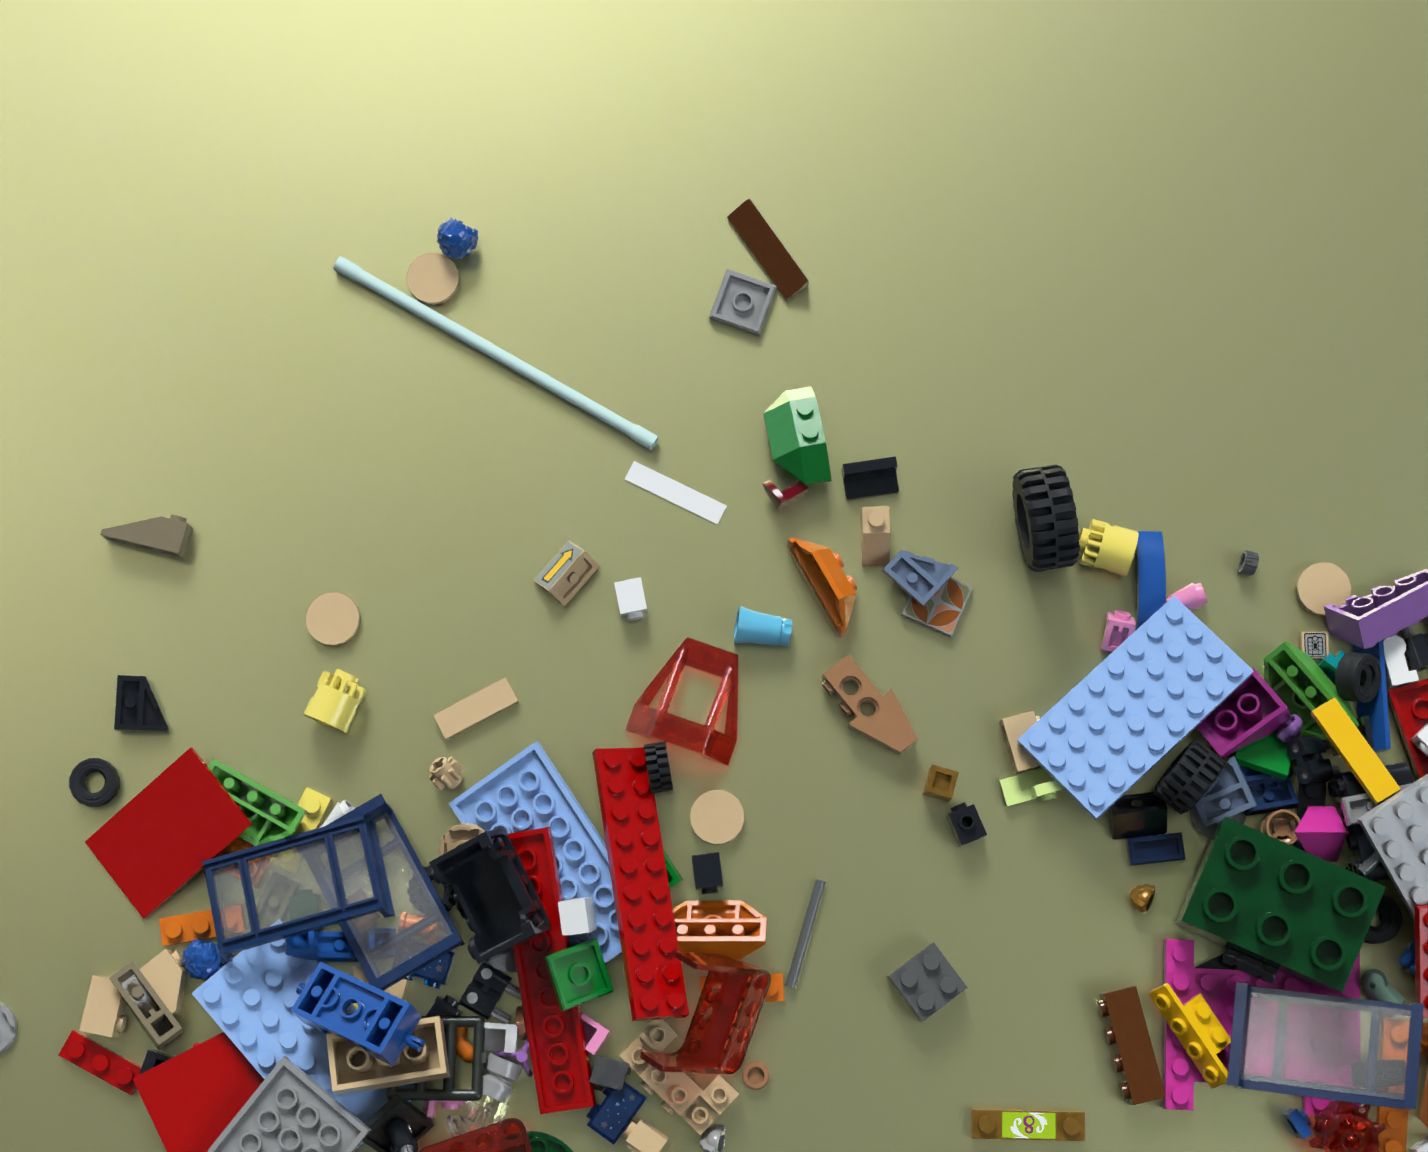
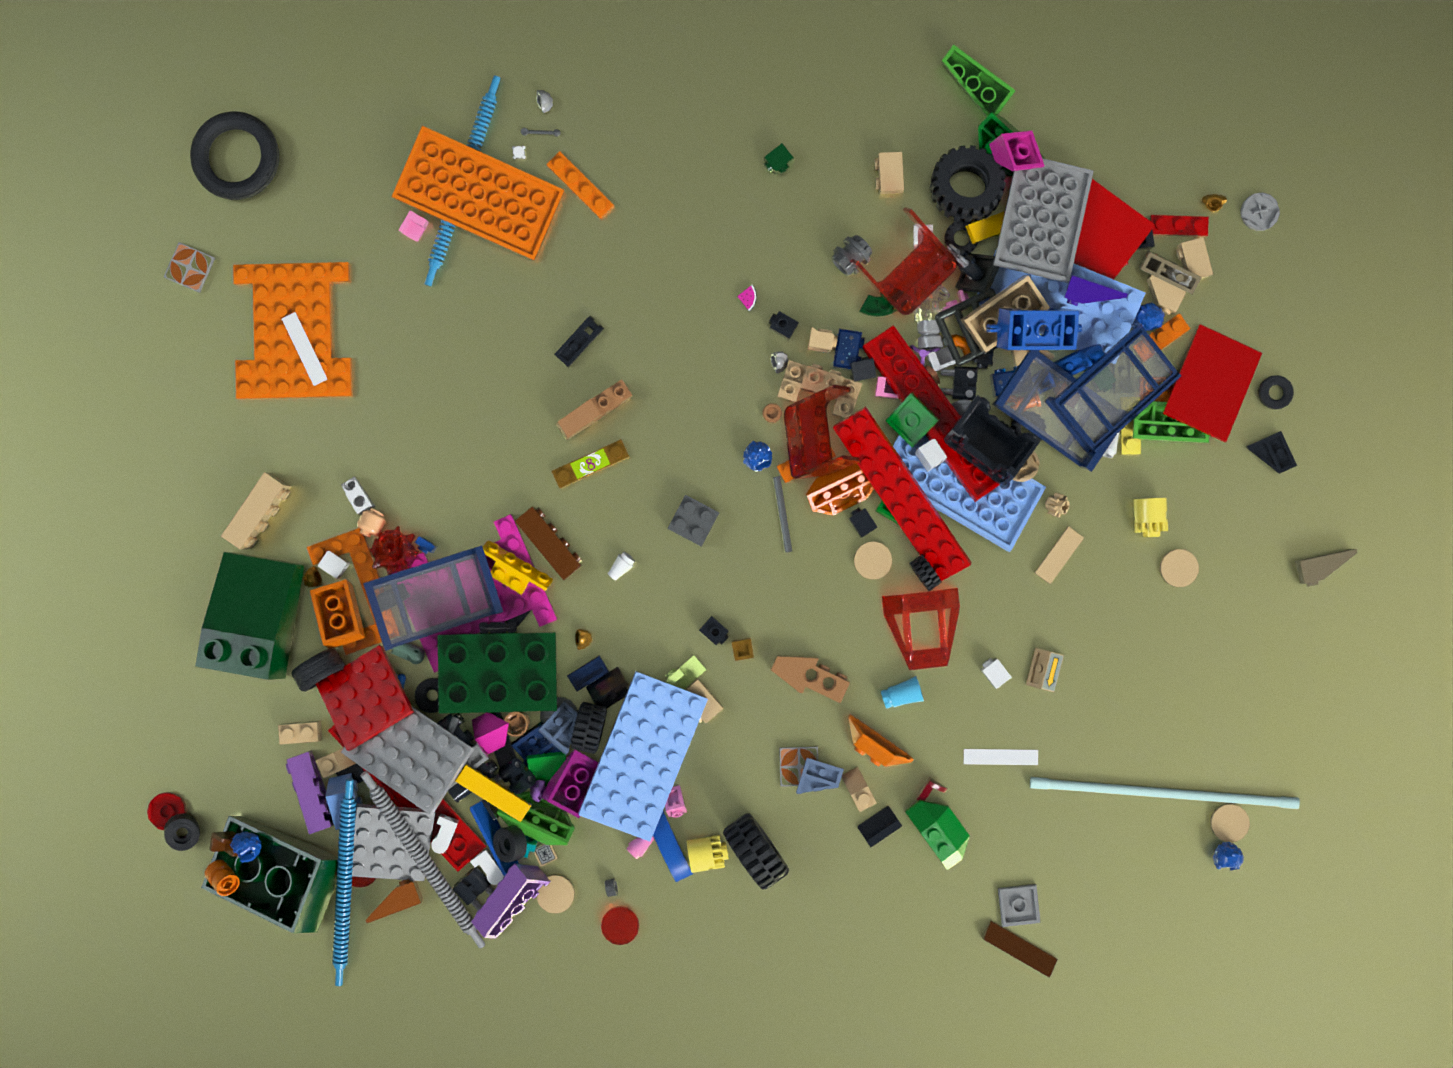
camera: 150 degrees right, 10 degrees up
(40, 1071) = (1214, 202): none -> pearl gold piece
(267, 1031) = (1085, 291): none -> dark purple slope
(802, 1026) = (757, 456): none -> blue piece
(1047, 969) = (621, 565): none -> white cone
(1257, 511) = (620, 925): none -> clear red tile

